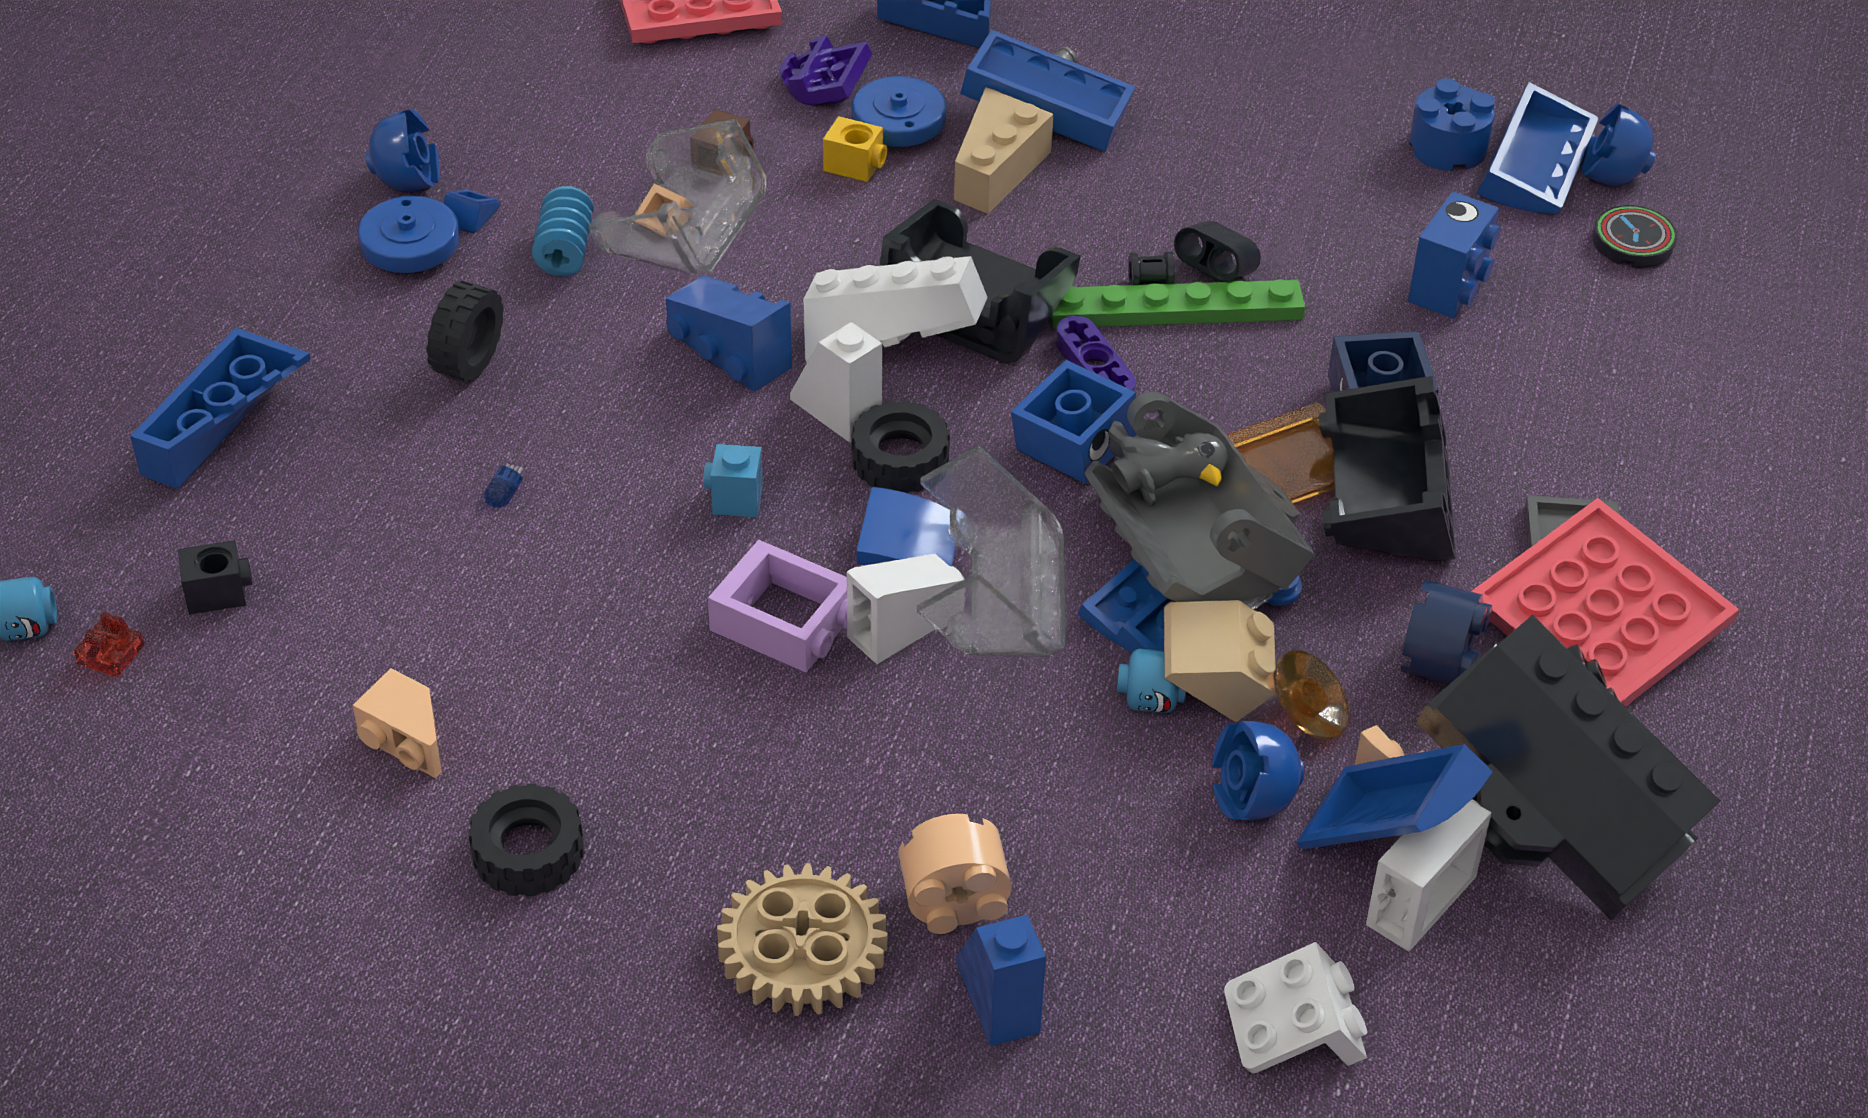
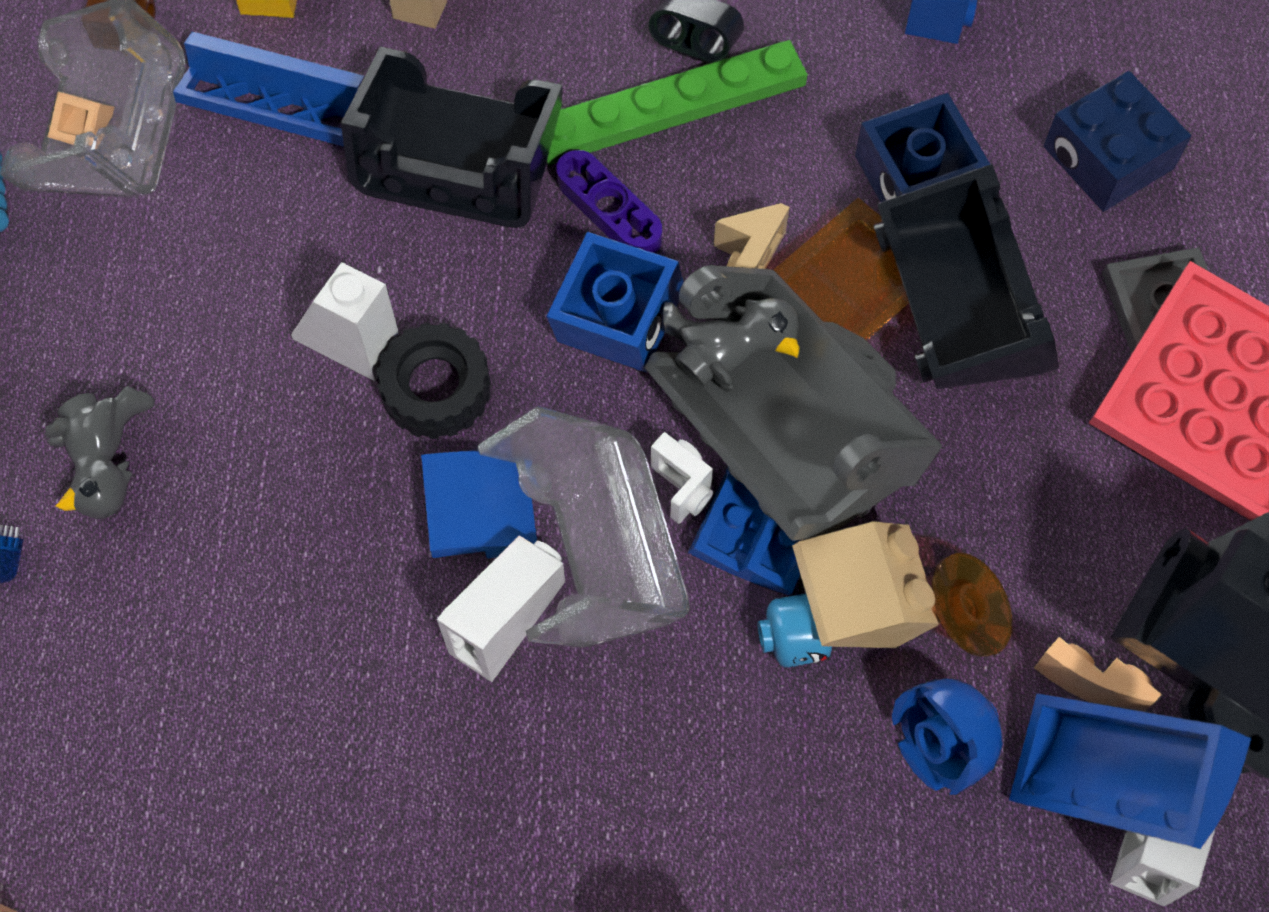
camera: 15 degrees left, 20 degrees up
(602, 418) = (91, 438): none -> dark grey animal
(733, 329) = (202, 272): blue wedge -> none
(735, 480) = (265, 483): dark azure brick -> none
(764, 564) = (317, 629): lavender window -> none
(830, 211) = (274, 78): none -> blue fence
(894, 300) = (369, 202): white wedge -> none
(1091, 554) = (684, 468): none -> white bracket
(1151, 269) = (633, 67): black bush -> none
(1217, 401) = (752, 235): none -> tan slope
(1444, 632) = (1093, 489): dark blue brick -> none
(1568, 408) = (1116, 140): none -> dark blue brick

